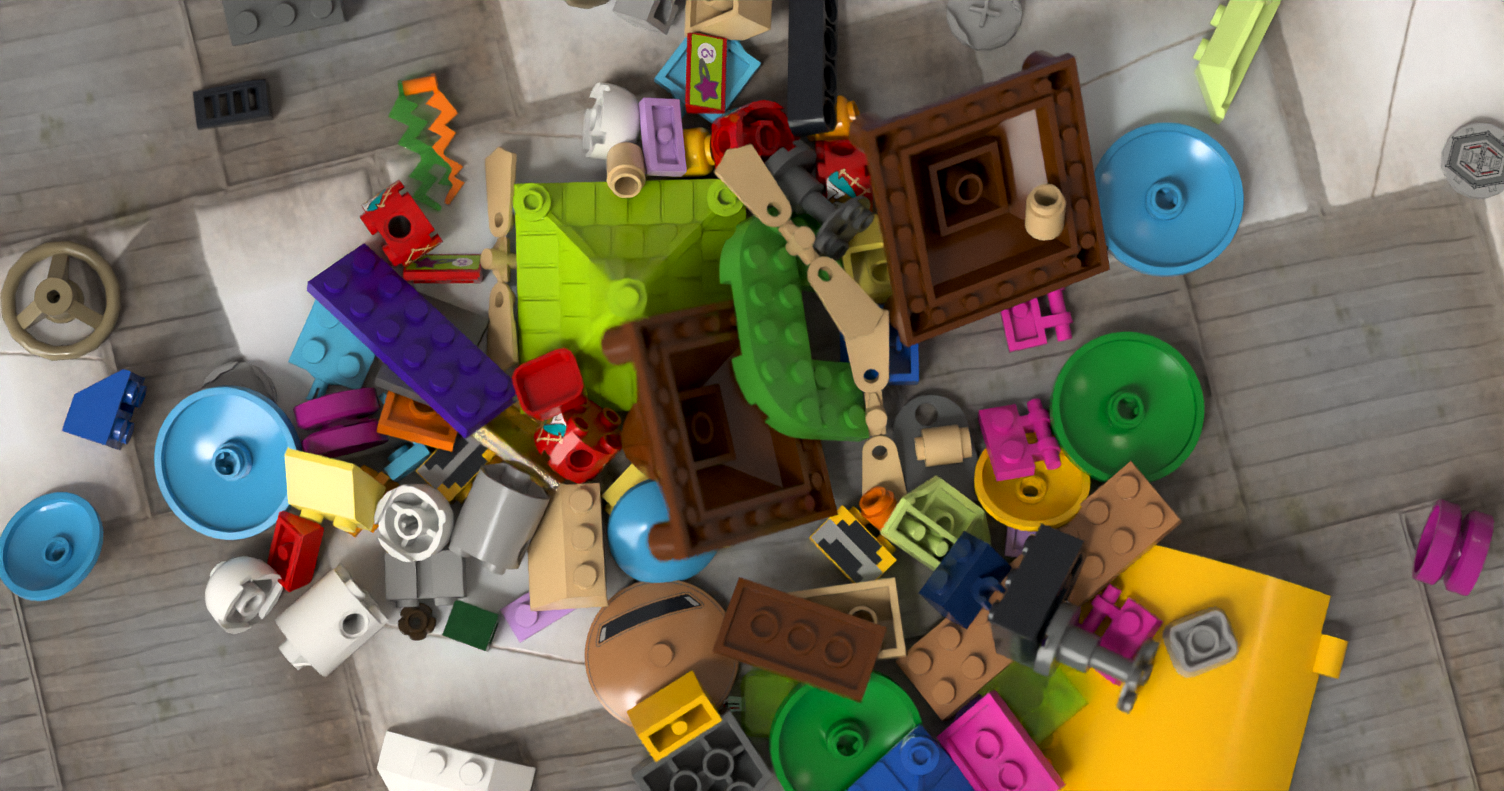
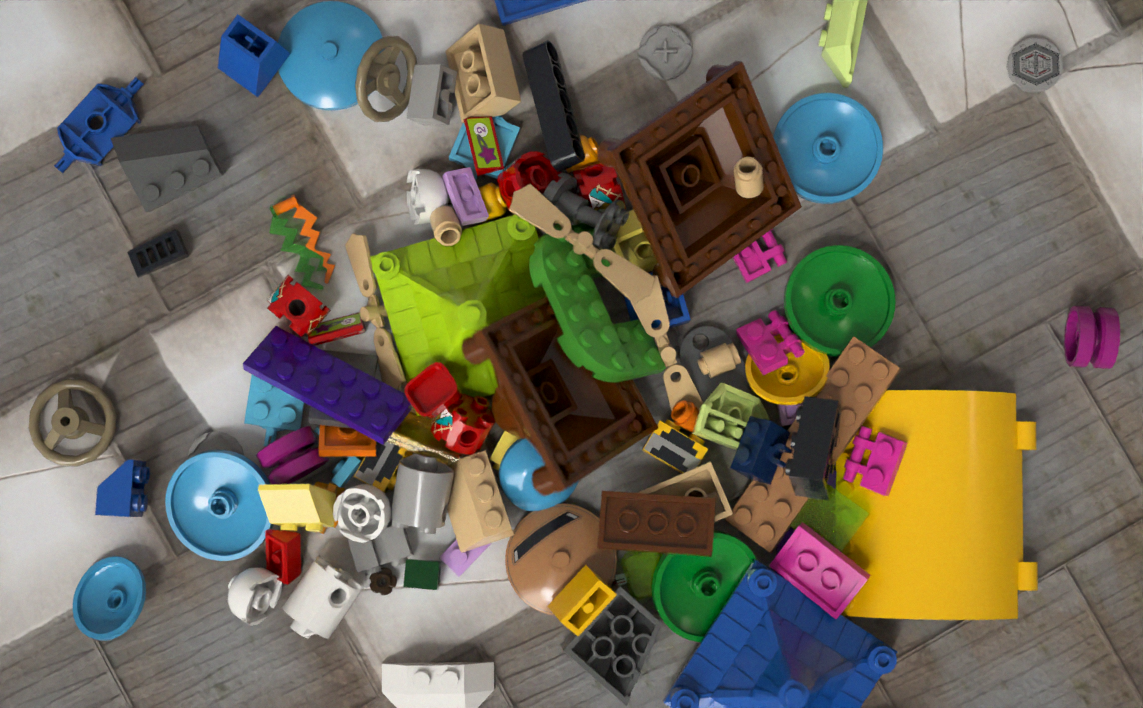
camera: 20 degrees left, 0 degrees up
(1082, 650) = (857, 478): dark grey piece -> none
(1200, 642) = (937, 450): light grey piece -> none

